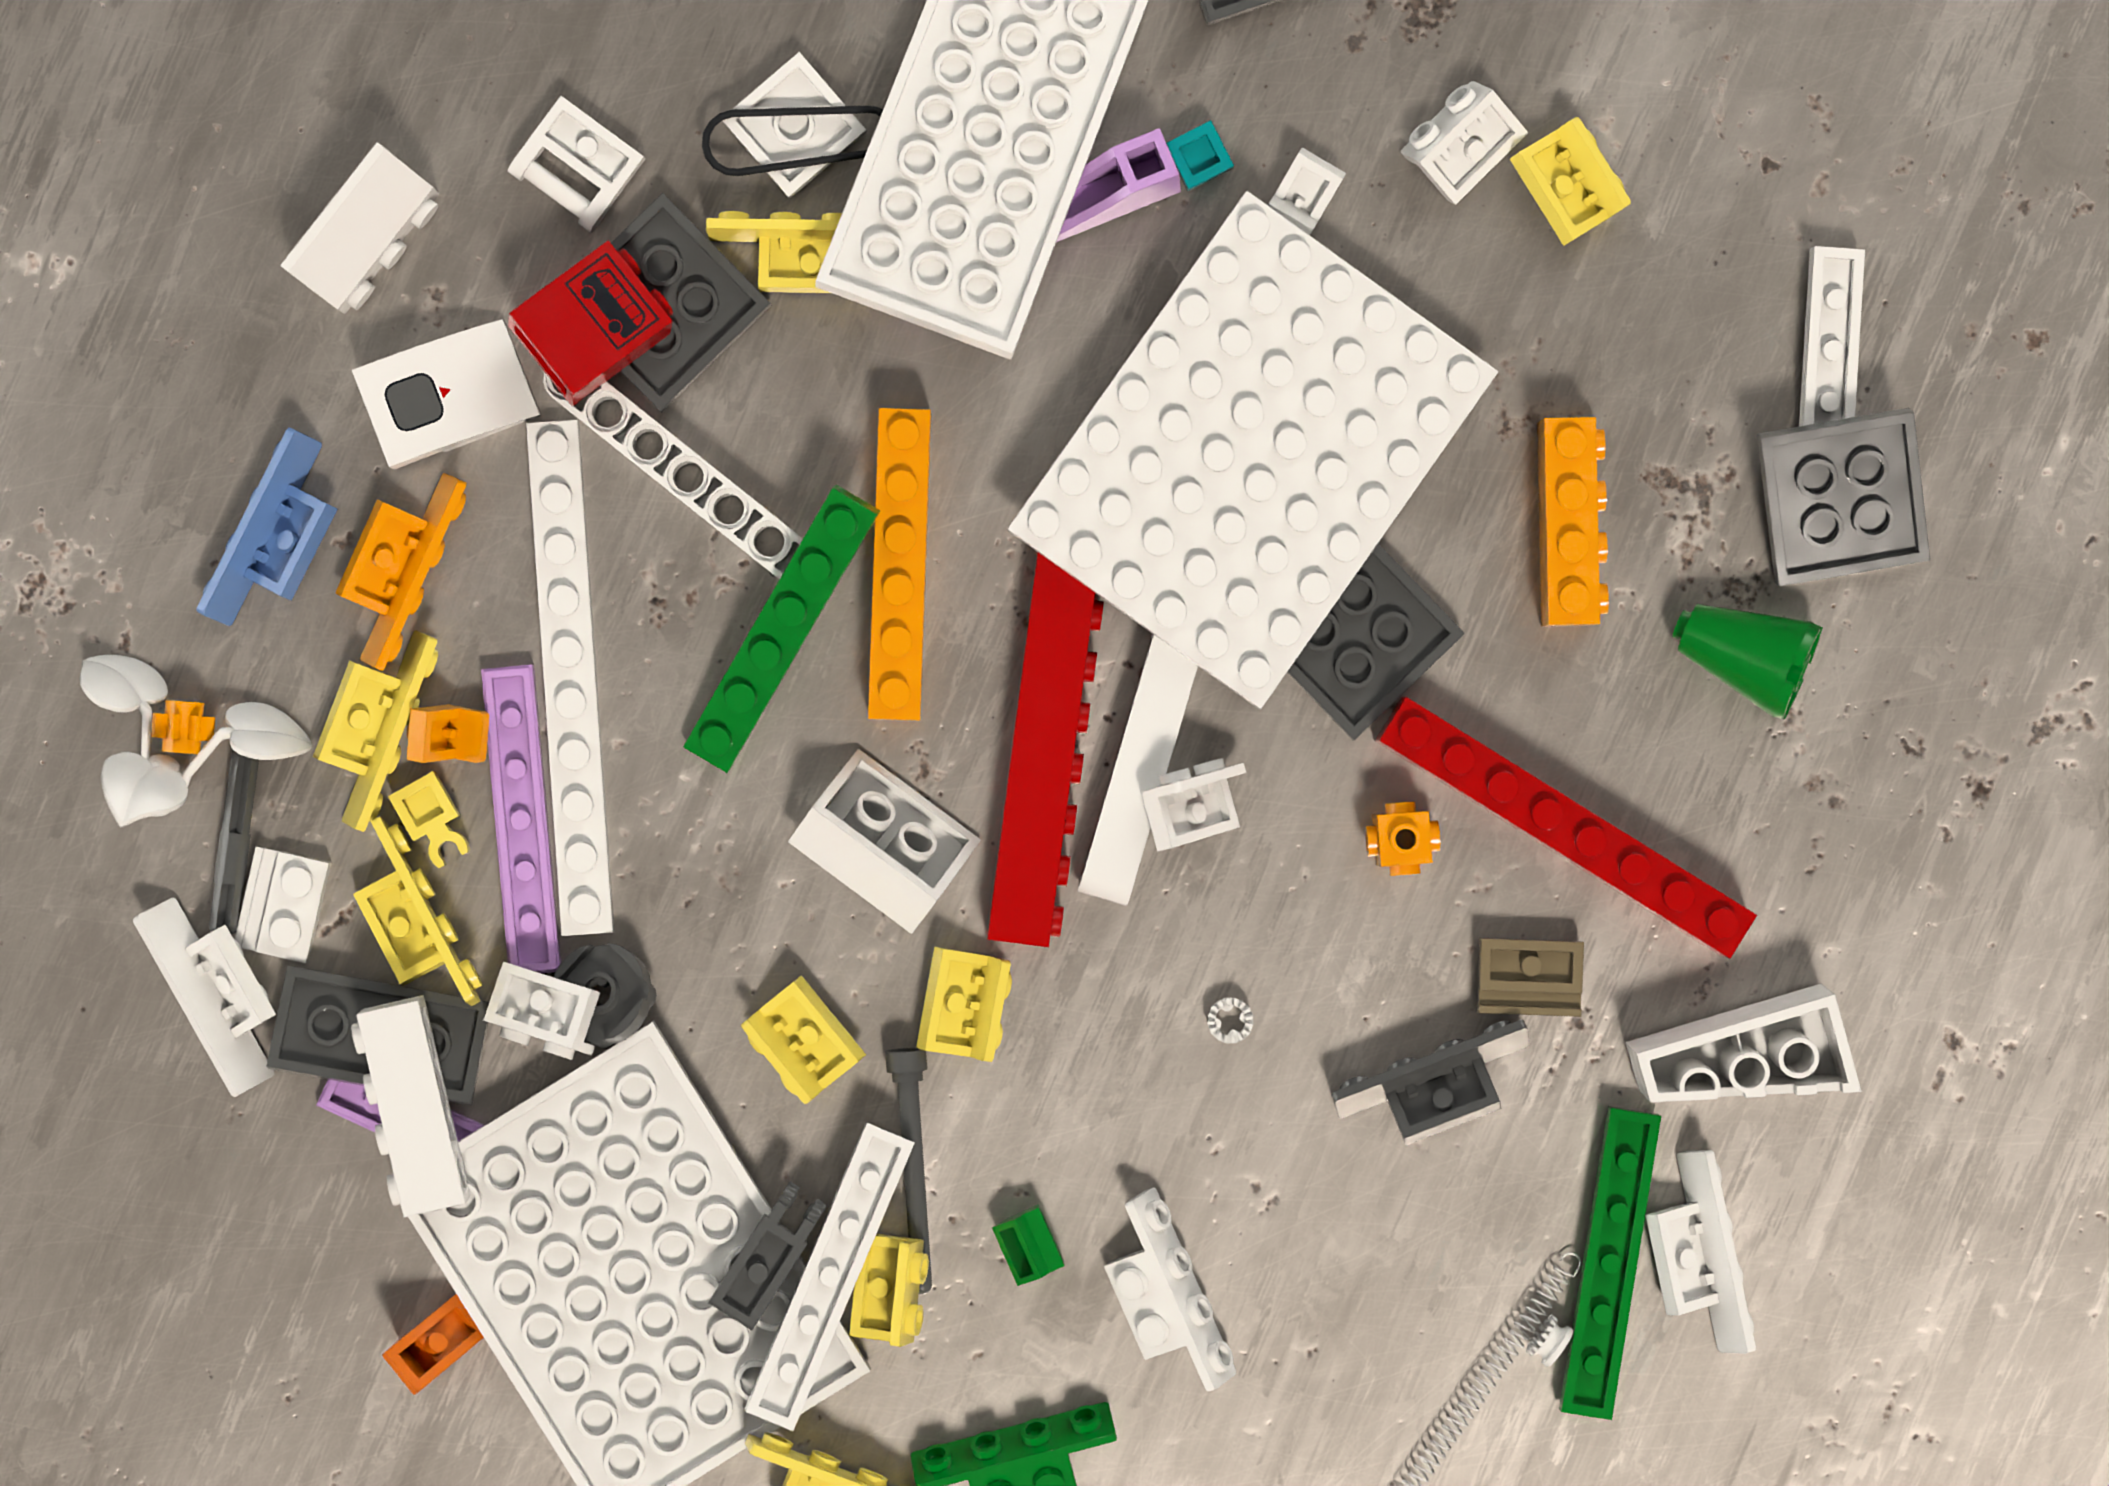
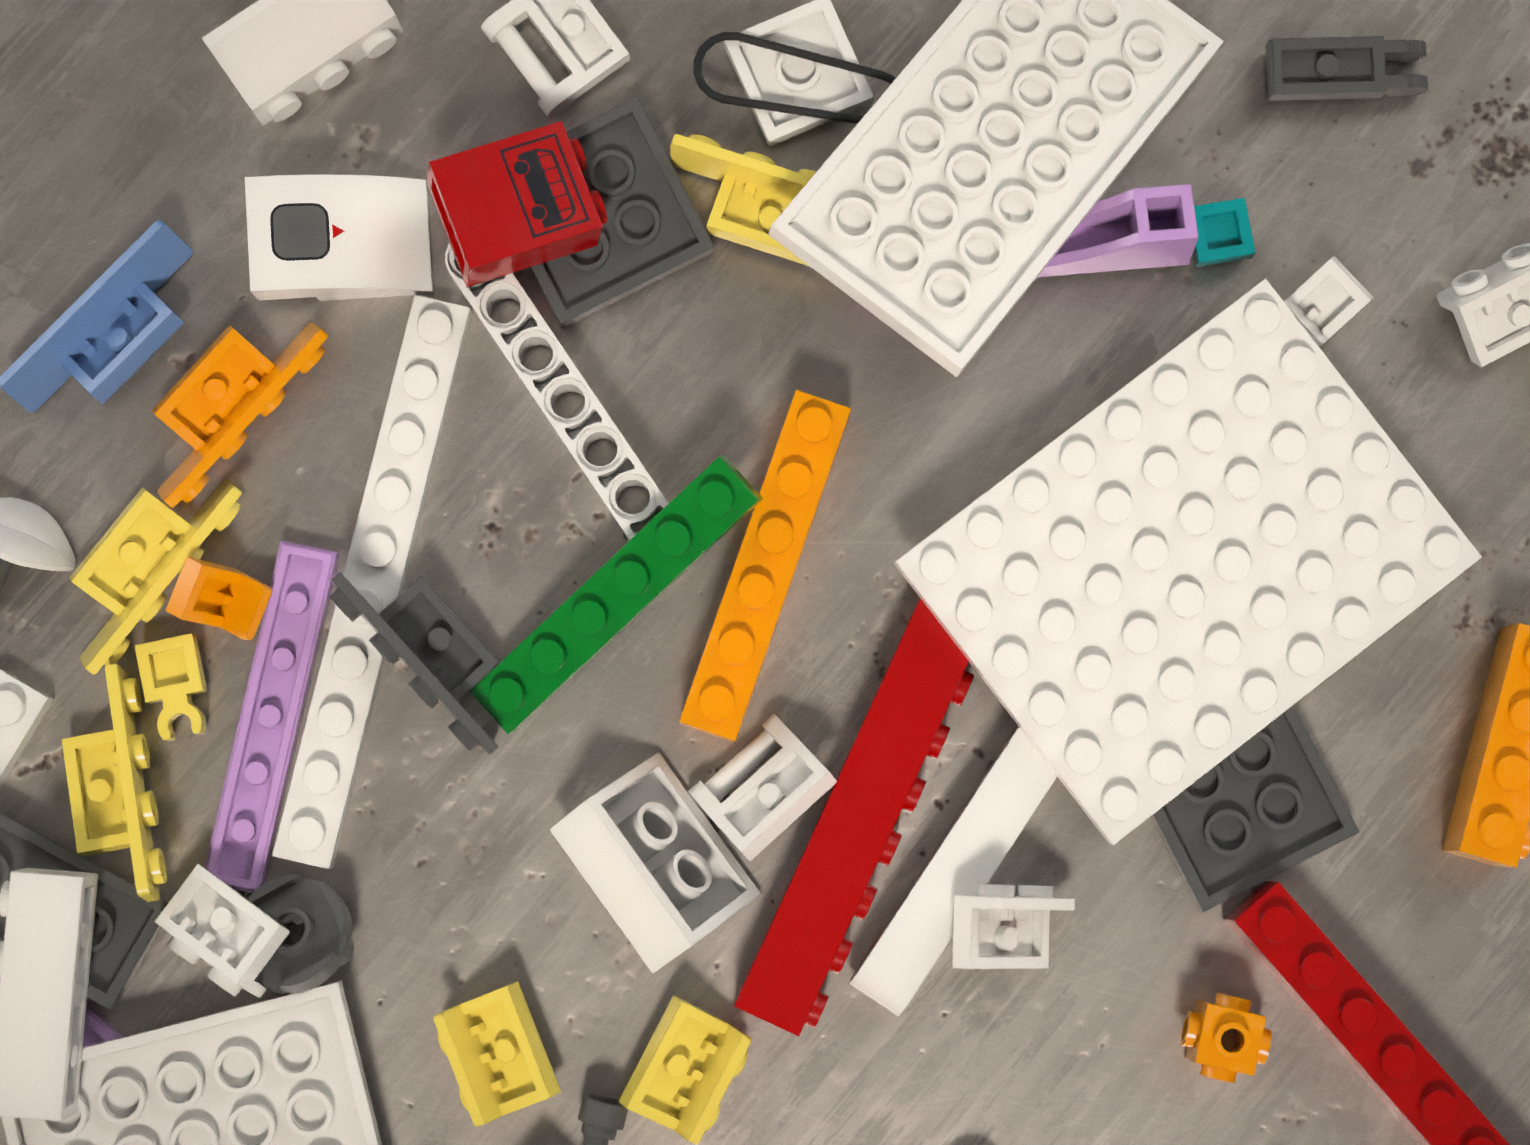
camera: 20 degrees right, 5 degrees down
(641, 718) = (431, 644): none -> dark grey bracket
(964, 756) = (771, 796): none -> white plate

